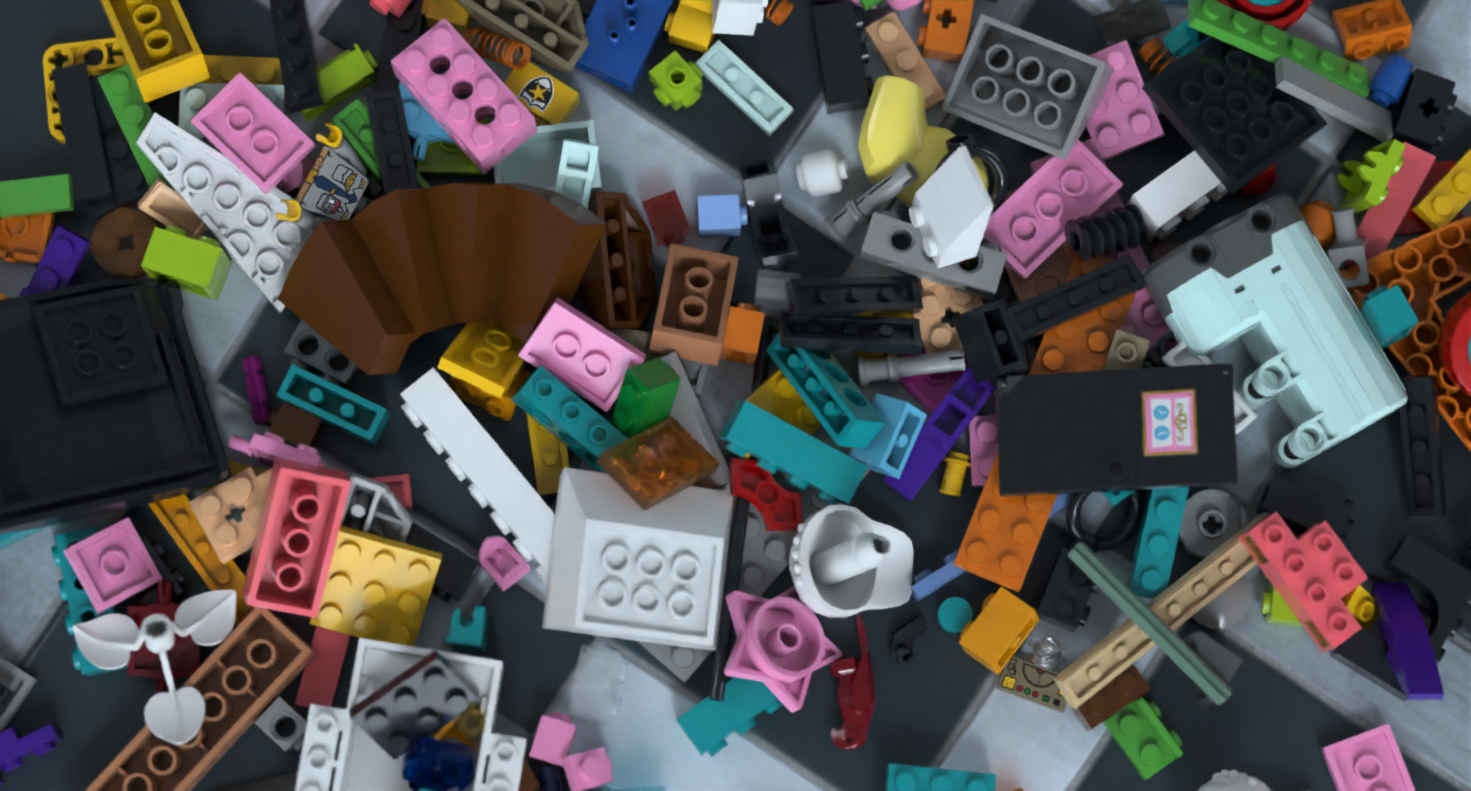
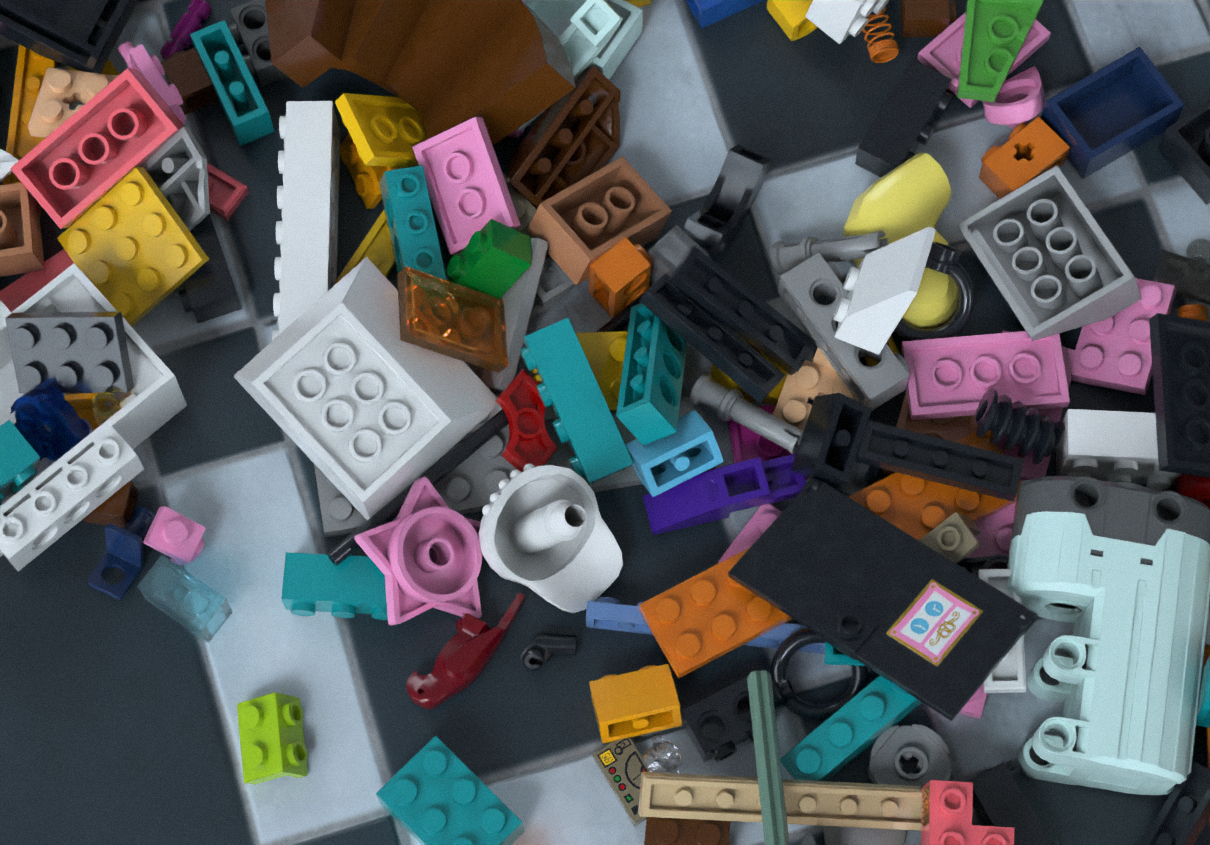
camera: 45 degrees right, 10 degrees down
(467, 634) = (180, 348): teal hinge -> none
(502, 562) = (257, 311): bright pink plate -> none
(553, 739) = (172, 488): bright pink brick -> none
(597, 684) = (247, 475): clear brick -> none
(666, 219) = (641, 140): clear red brick -> none
(672, 71) = (743, 38): lime brick -> none
(720, 215) = (688, 173): light blue brick -> none
(744, 87) = (798, 88): light aqua plate -> none
(822, 173) = (807, 202): white head -> none
(903, 57) = (960, 163): light nougat plate -> none
(954, 473) = (711, 540): yellow pin -> none
(954, 614) = (609, 659): teal tile -> none

